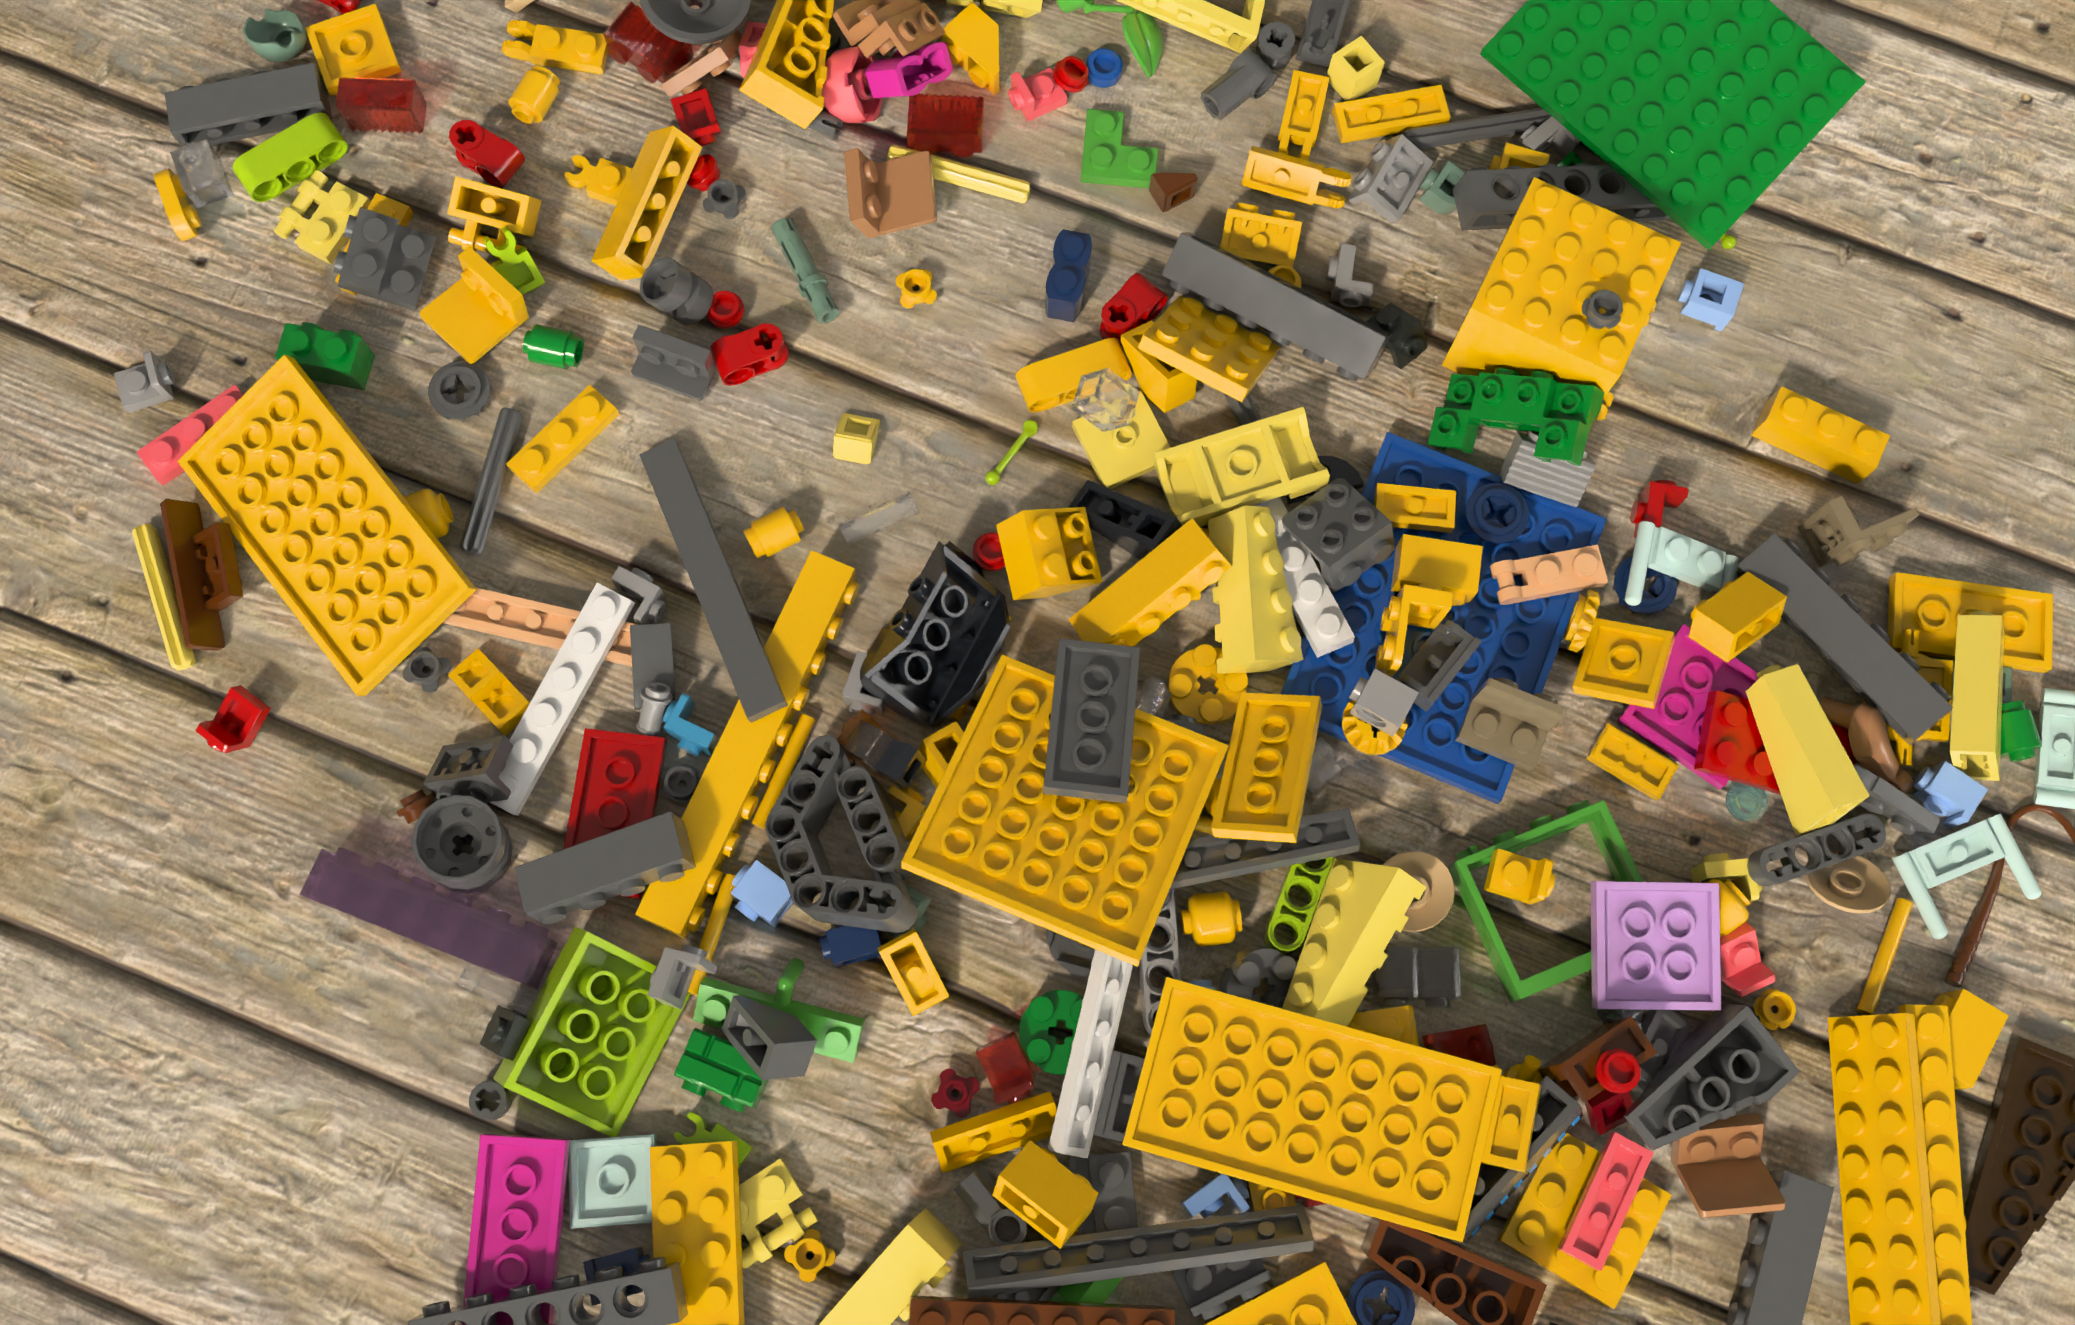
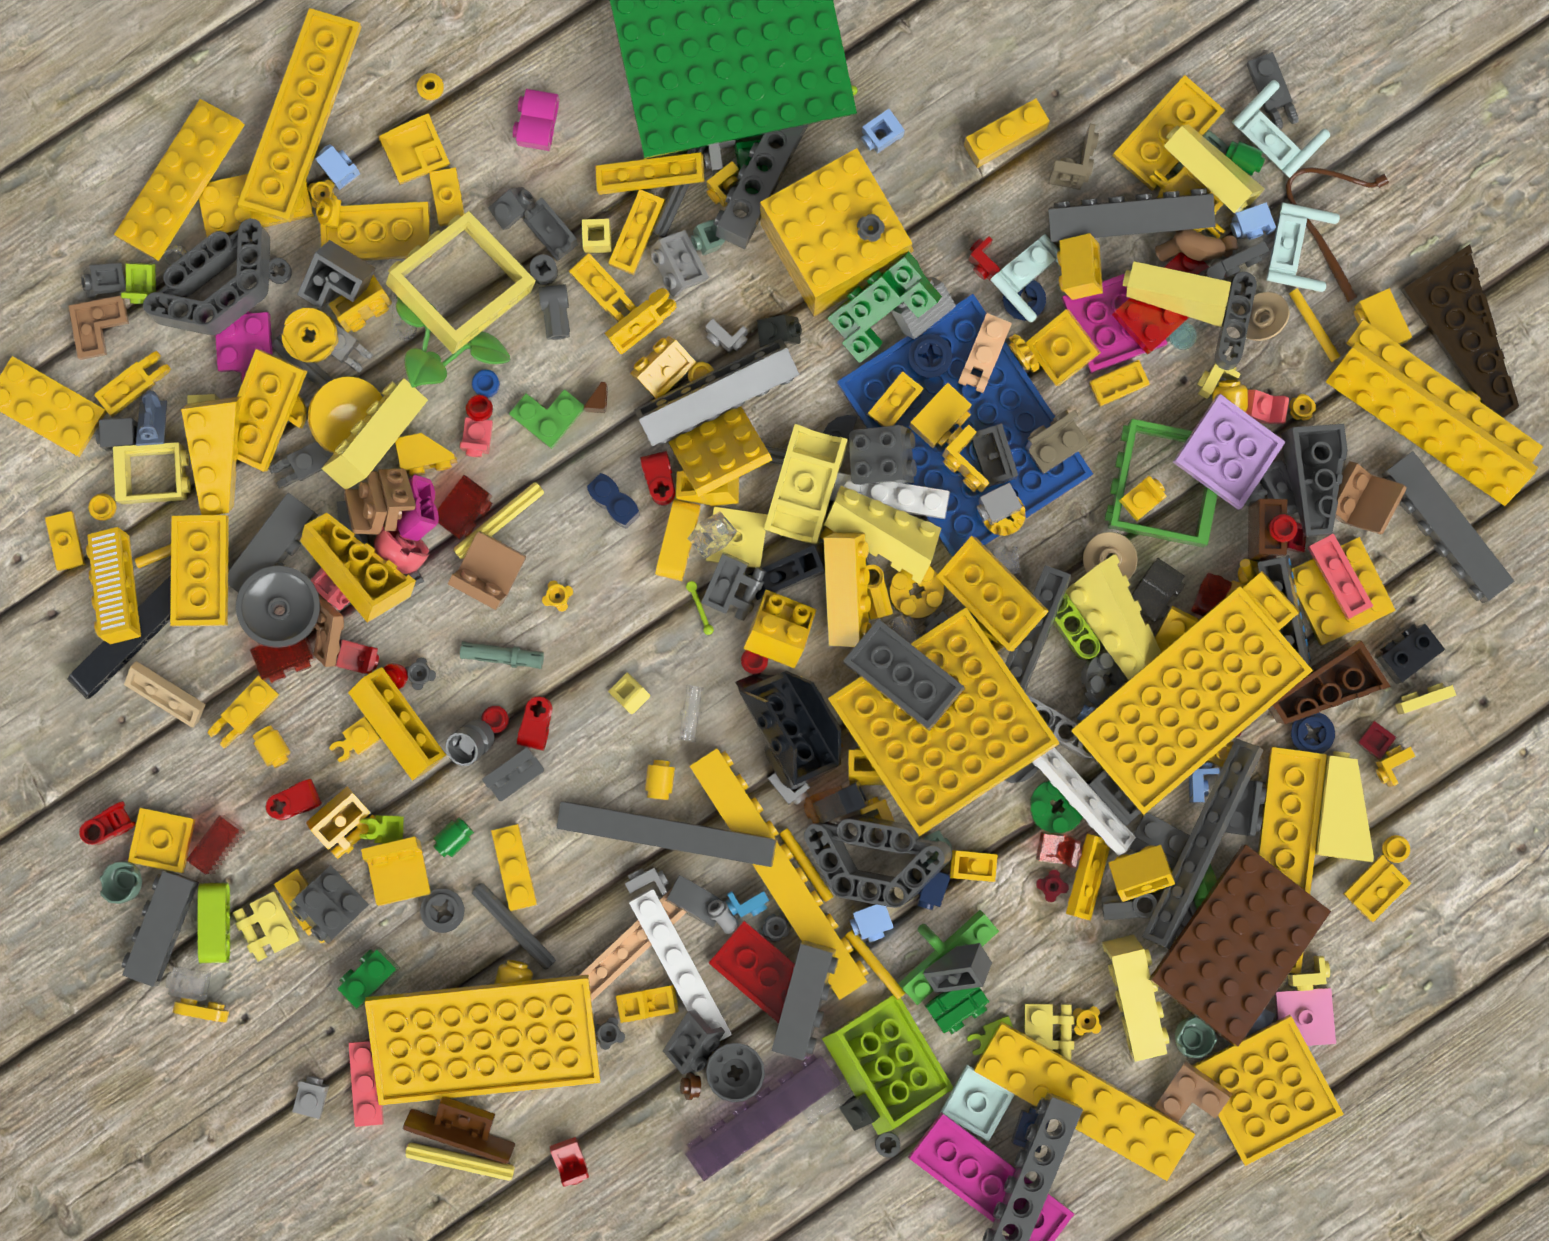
camera: 55 degrees left, 10 degrees up
(675, 972) = (888, 1000): light grey bracket -> none
(1058, 458) = (725, 583): none -> dark grey plate
(1169, 639) = (879, 596): none -> yellow piece
(1211, 918) = (1051, 681): yellow head -> none
(1468, 83) = (650, 173): none -> yellow plate

